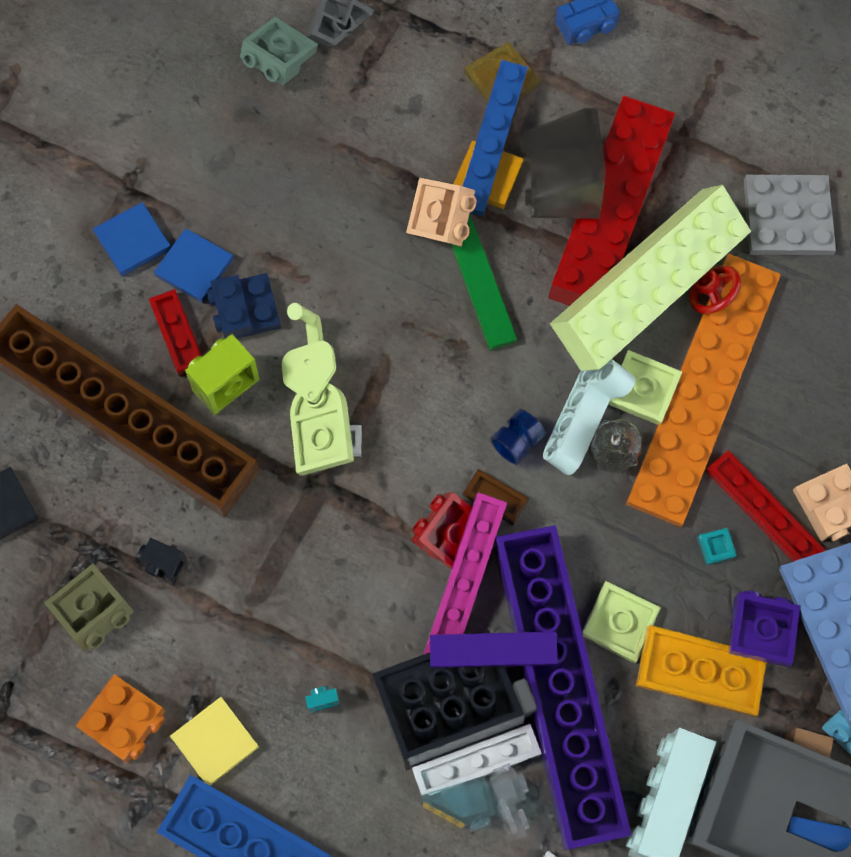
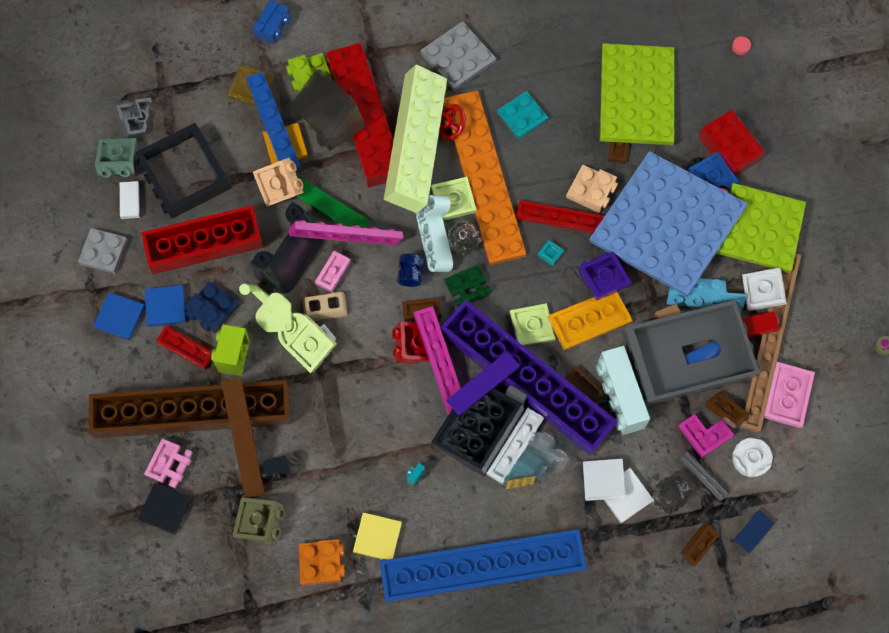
camera: 35 degrees left, 0 degrees up
(41, 448) = (163, 460): none -> bright pink plate
(148, 490) = (243, 437): none -> reddish brown tile
(176, 149) = (102, 250): none -> light grey plate
(253, 112) = (129, 200): none -> white tile
(296, 217) = (202, 239): none -> red brick
(335, 164) = (196, 198): none -> black window
(373, 411) = (325, 312): none -> tan piece
(390, 310) = (291, 258): none -> black windscreen
(422, 369) = (332, 271): none -> bright pink plate
(462, 325) = (344, 233): none -> dark pink plate
(580, 94) = (302, 68): none -> lime plate
(580, 502) = (467, 280): none -> dark green plate
(626, 751) = (584, 384): none -> reddish brown tile
(815, 345) = (522, 115): none -> teal plate

